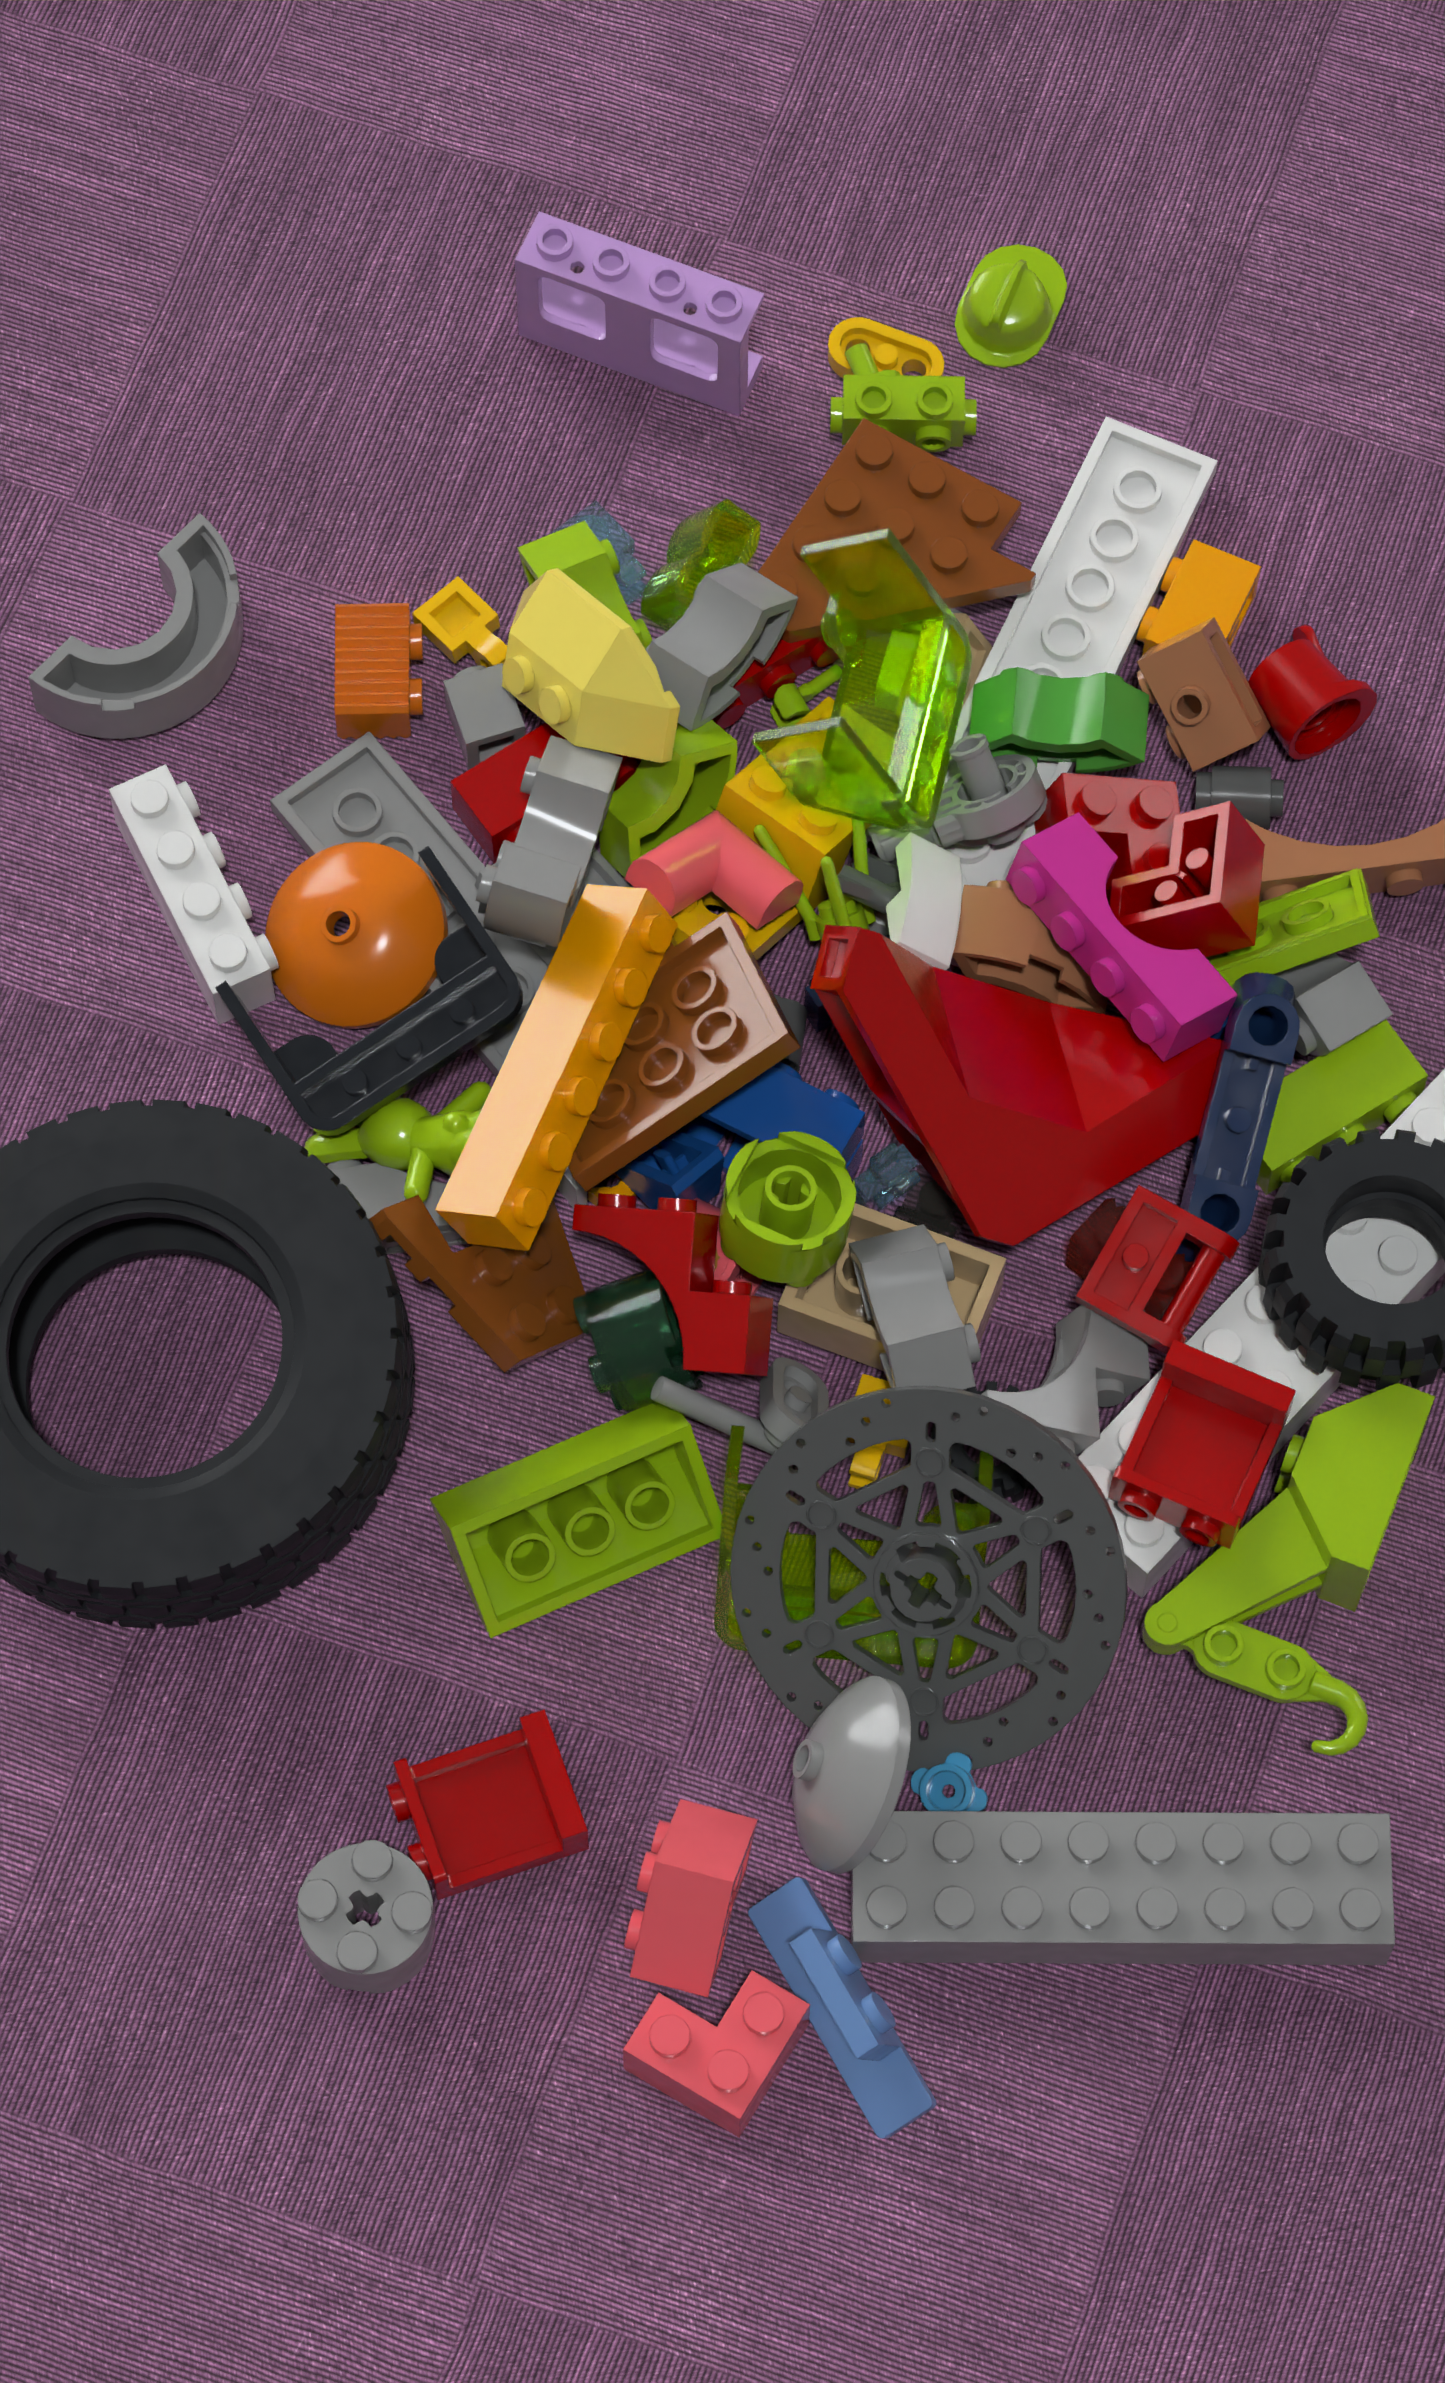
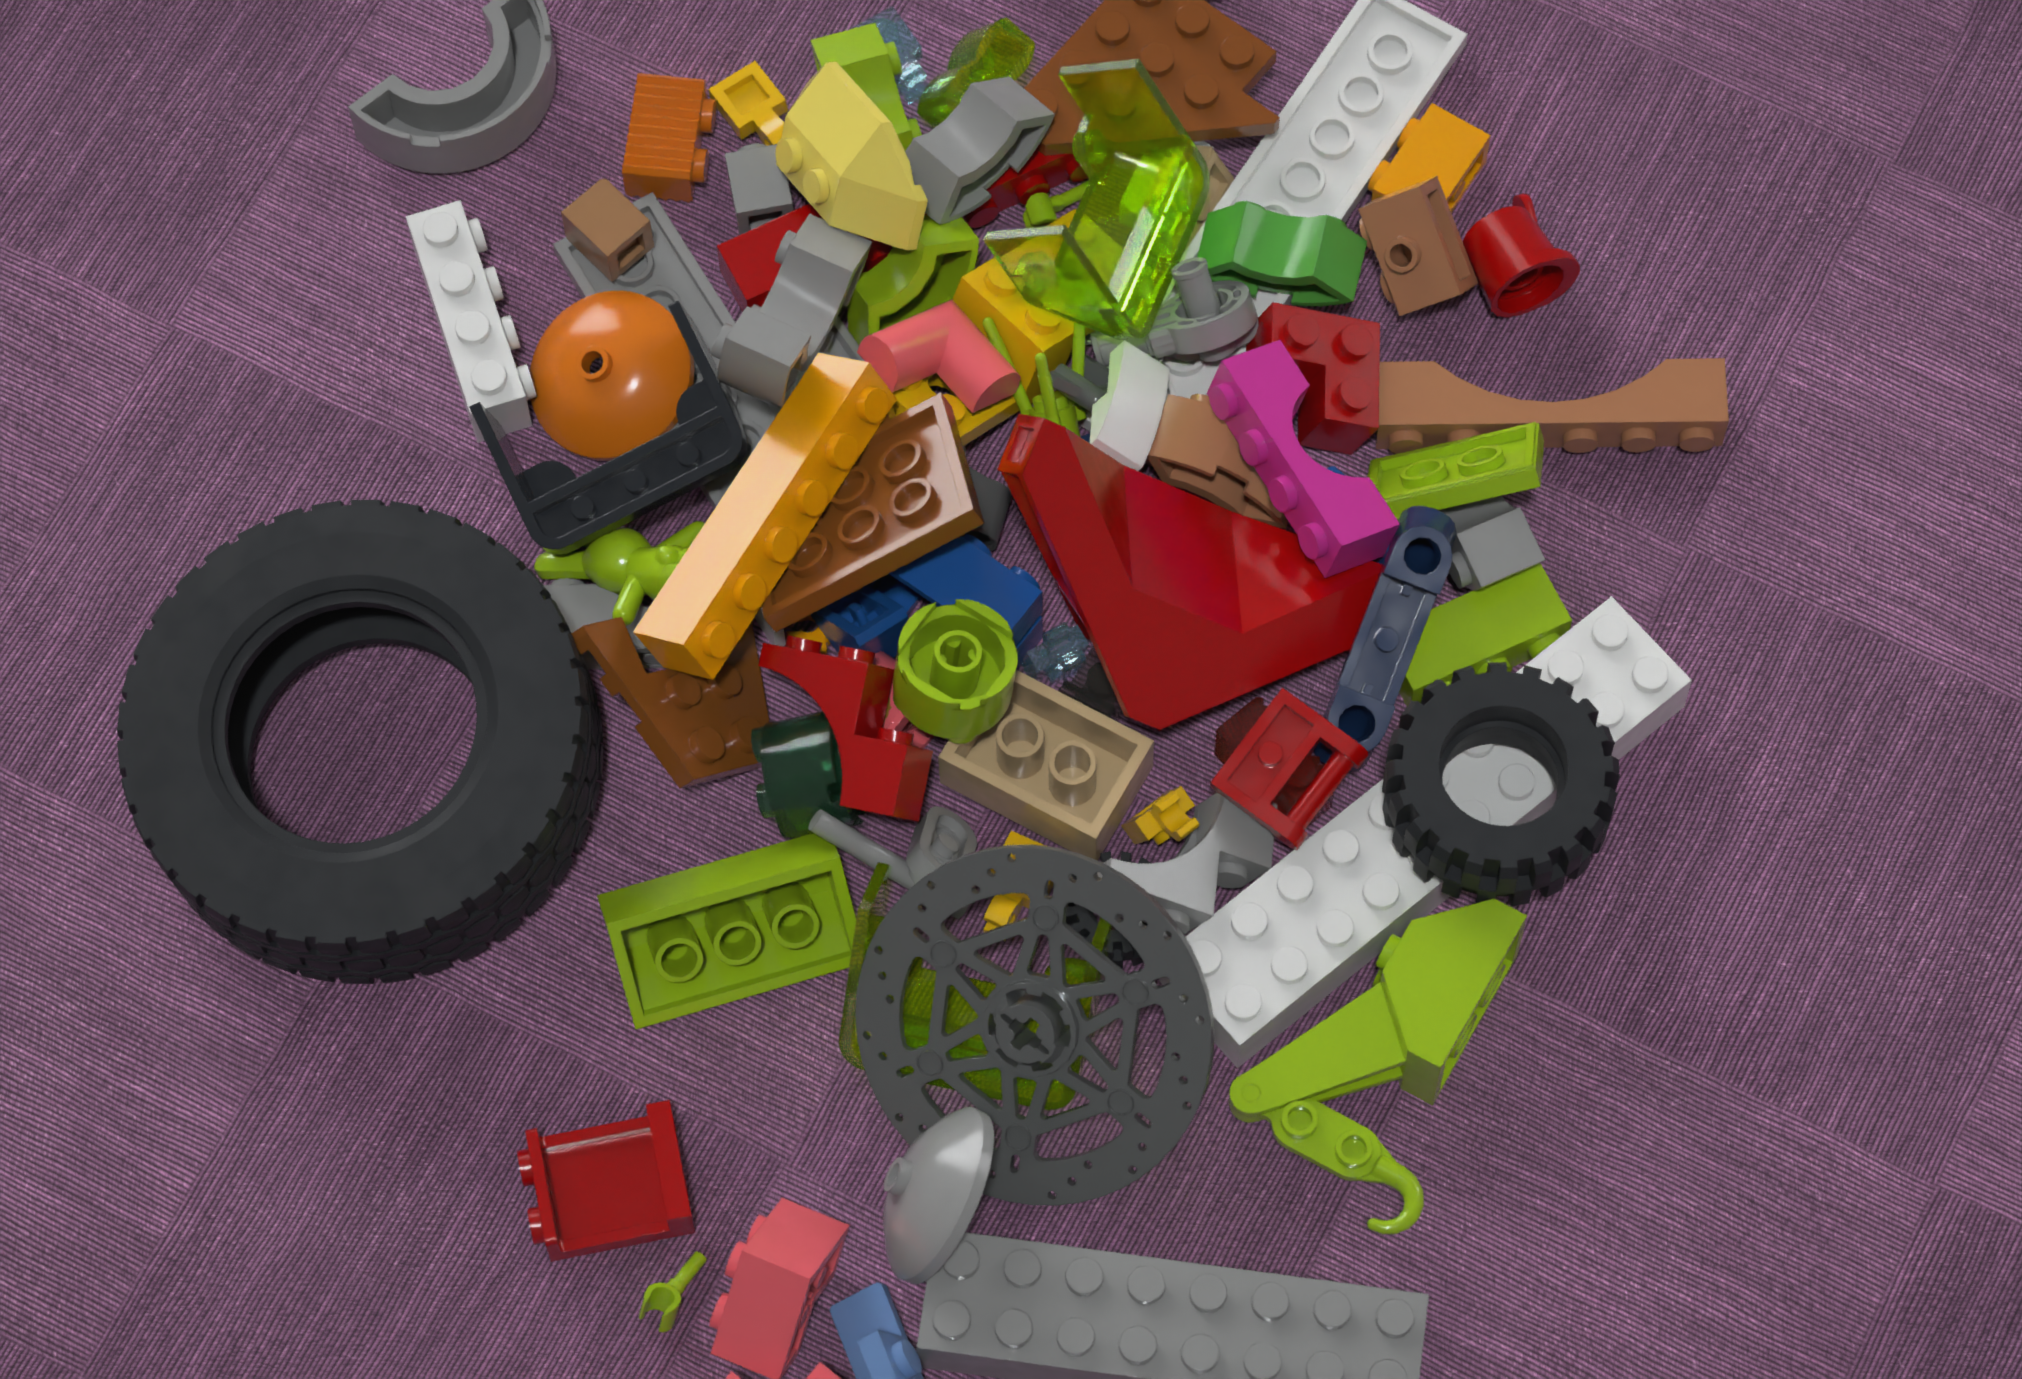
camera: 10 degrees right, 0 degrees up
(330, 777) = (607, 229): none -> medium nougat panel
(370, 1880) = (473, 1235): light grey brick -> none
(572, 1921) = (667, 1296): none -> lime hand
(908, 1297) = (1057, 777): light grey brick -> none
(954, 1772) = (1039, 1205): dark azure plate -> none
(1024, 1341) = (1163, 819): none -> yellow plate
(1201, 1446) = (1305, 935): red panel -> none
(1207, 890) = (1388, 425): red brick -> none
(1246, 787) = (1441, 340): dark grey brick -> none

